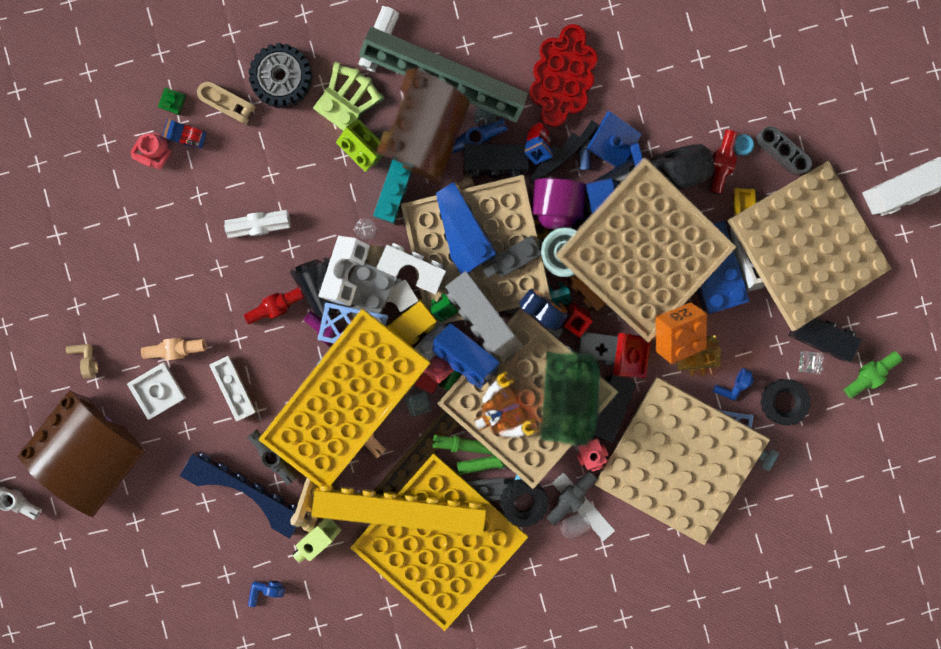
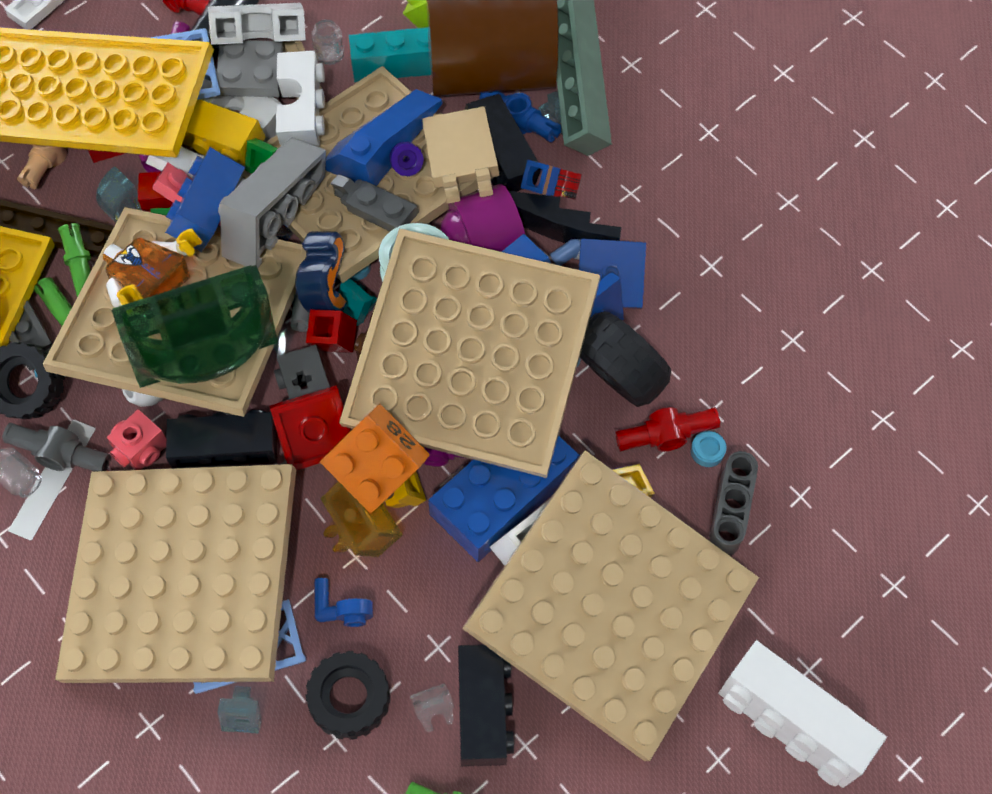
camera: 65 degrees right, 25 degrees down
(493, 225) = (412, 162): none -> dark purple tile
(505, 191) = (460, 151): none -> tan tile
(563, 75) = (661, 181): red plate -> none

